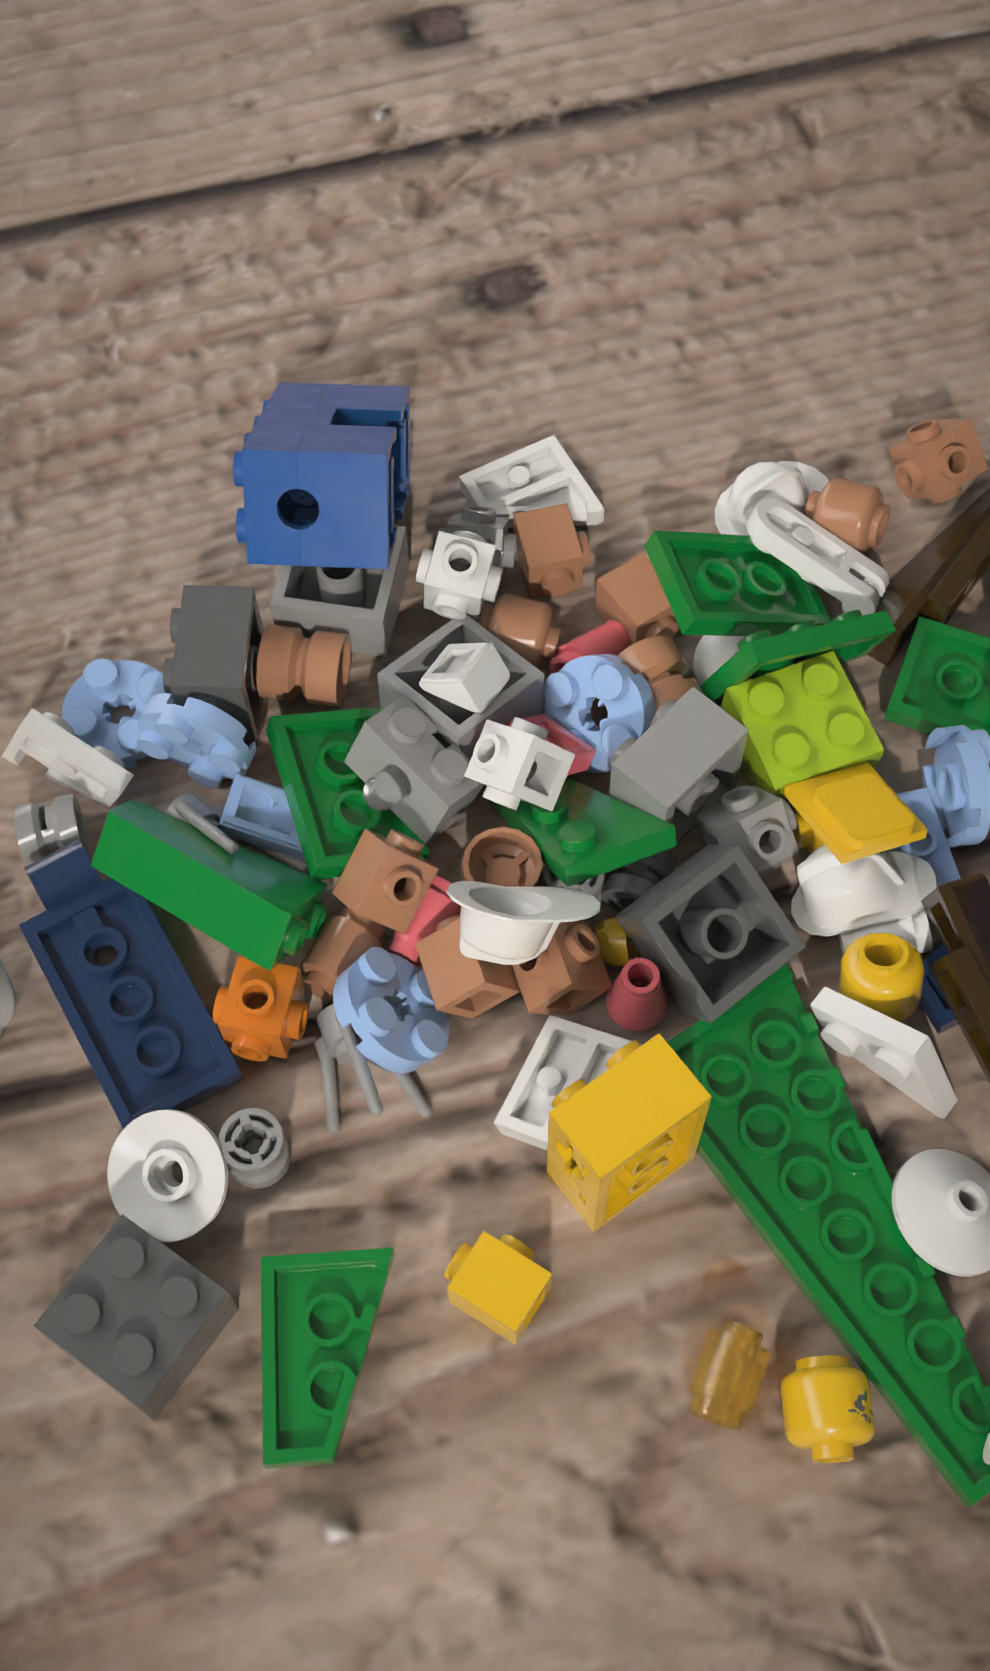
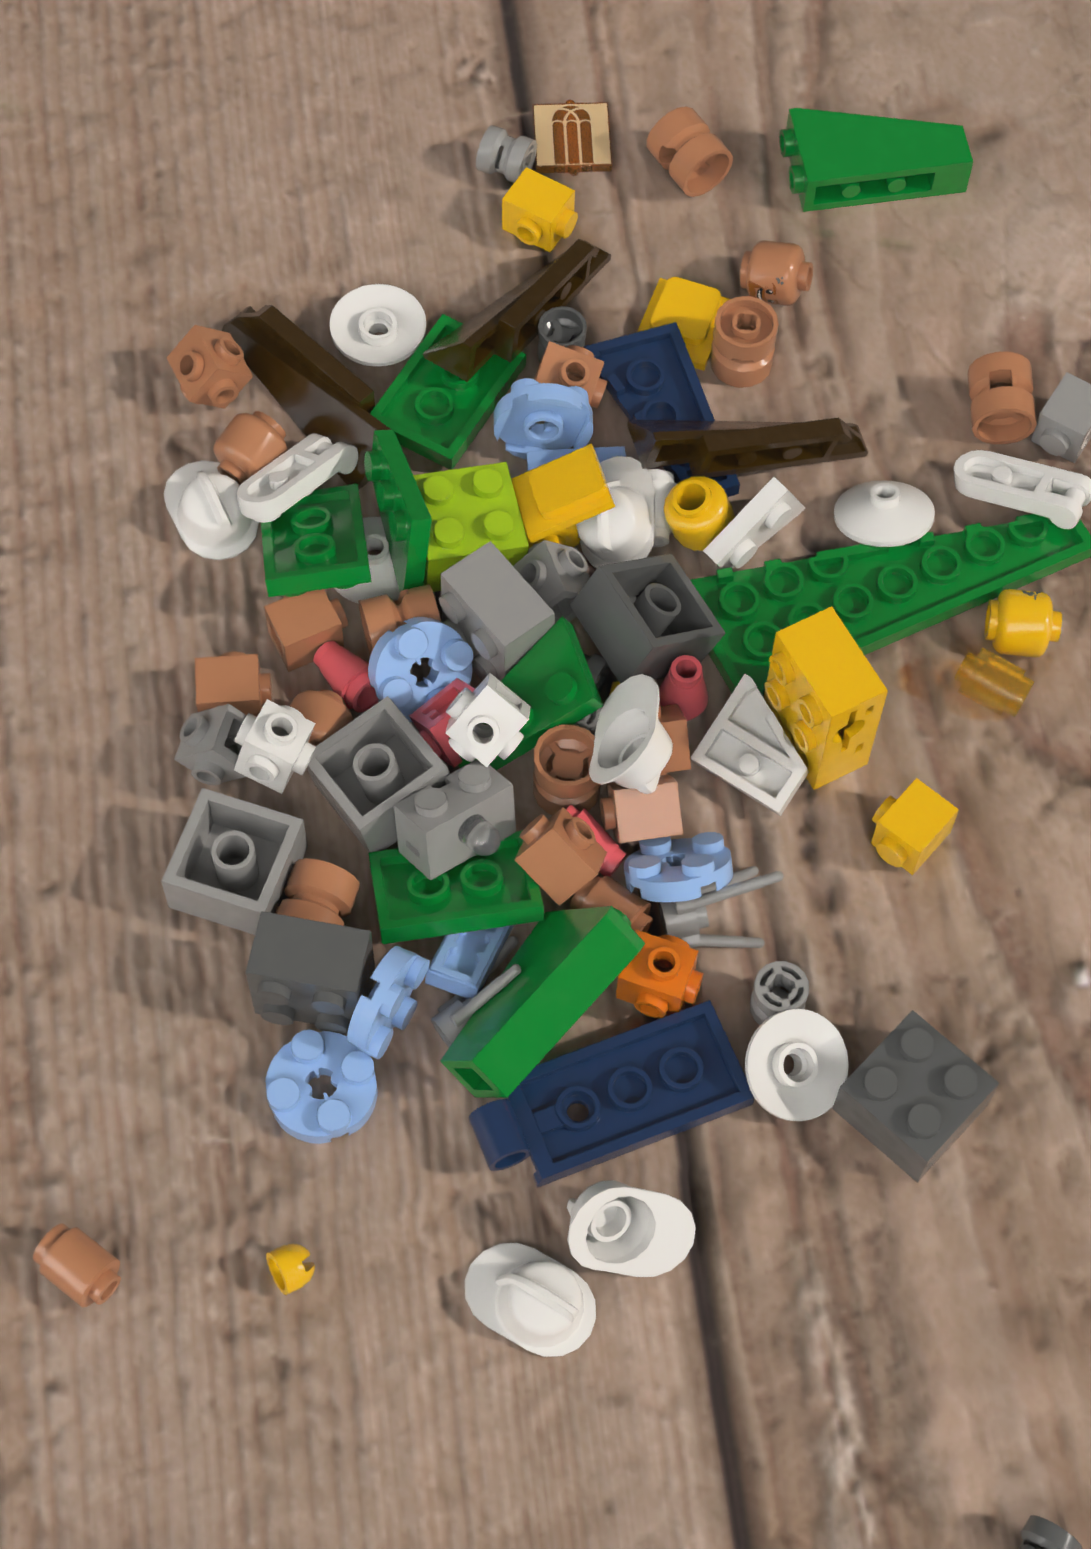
camera: 85 degrees left, 0 degrees up
(48, 826) = (443, 1149): light grey wheel -> none
(70, 761) = (372, 1128): white wing -> none
(314, 1346) = (940, 970): green wing -> none
(325, 476) = (173, 836): blue piece -> none
(467, 675) = (382, 754): white slope -> none
(532, 480) = (152, 695): white wing -> none

